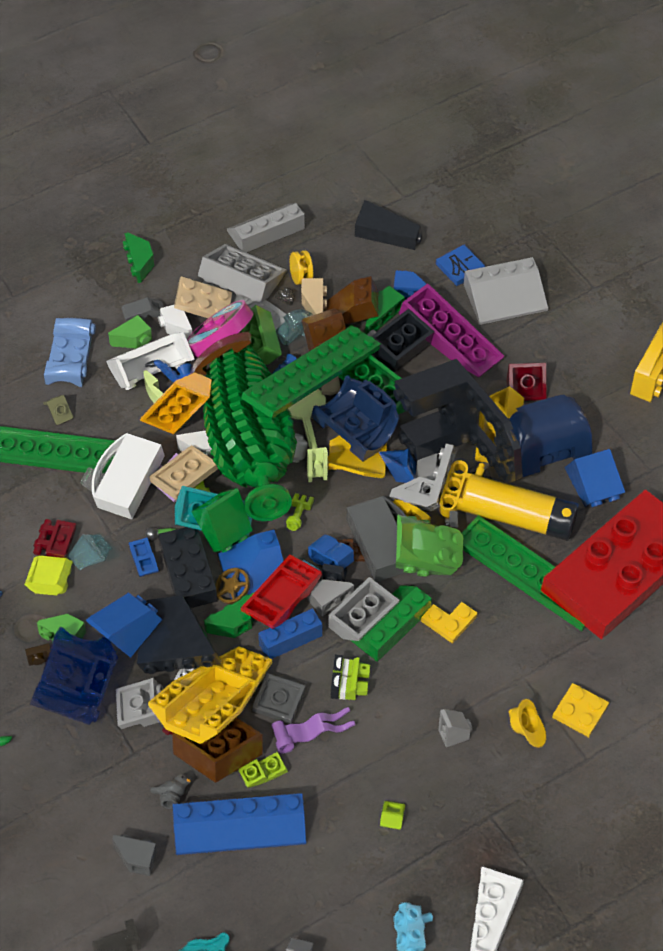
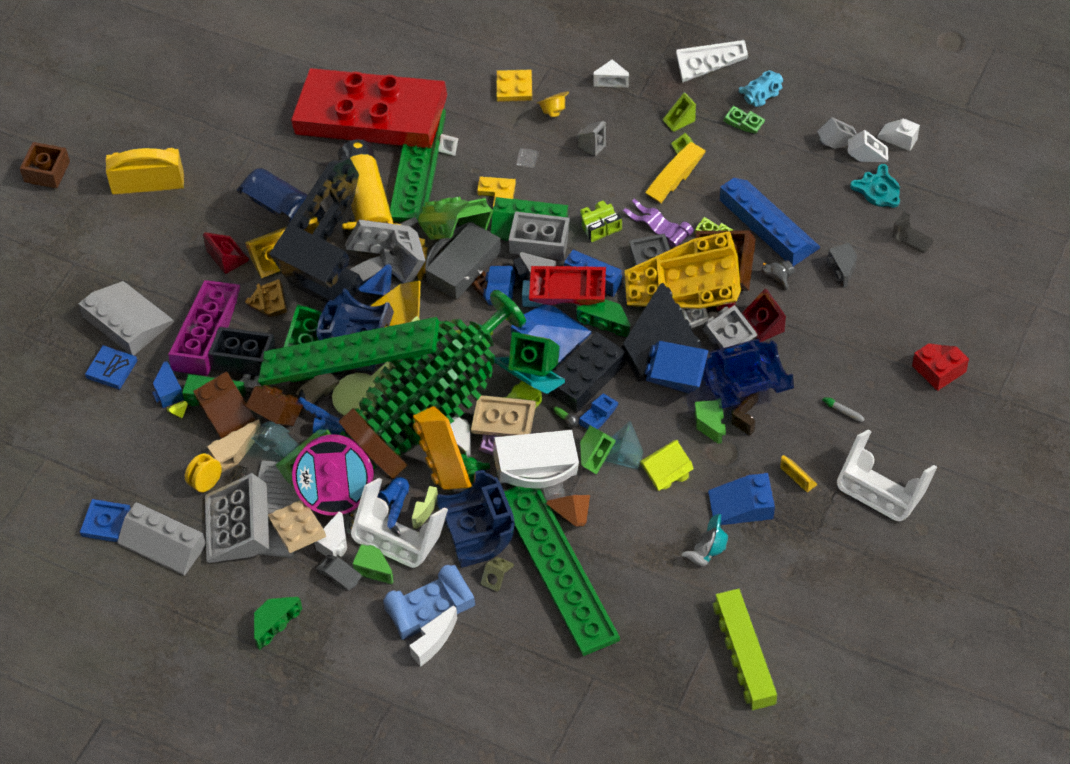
camera: 120 degrees left, 0 degrees up
(37, 338) = (433, 636): none -> white slope
(60, 538) = (629, 478): dark red plate -> none
(66, 484) = (572, 508): none -> dark orange slope
(106, 528) = (595, 449): none -> bright green slope
(109, 412) = (478, 520): none -> dark blue piece
(130, 745) = (765, 316): none -> dark red slope
(164, 437) = (472, 465): none -> green animal
(232, 585) = (578, 335): pearl gold wheel -> none
(315, 204) = (104, 520): none -> blue tile
(359, 778) = (675, 171): none -> yellow slope
(382, 282) = (178, 409): none -> neon yellow slope
(386, 227) = (101, 444): black slope -> none
(386, 891) = (743, 121): none -> bright green slope
(432, 833) = (681, 113): none -> lime slope
(476, 668) = (527, 158): none -> clear slope
(530, 801) = (611, 76): none -> white slope
(537, 609) = (448, 144): none -> white slope
(596, 478) = (297, 161): blue slope -> none

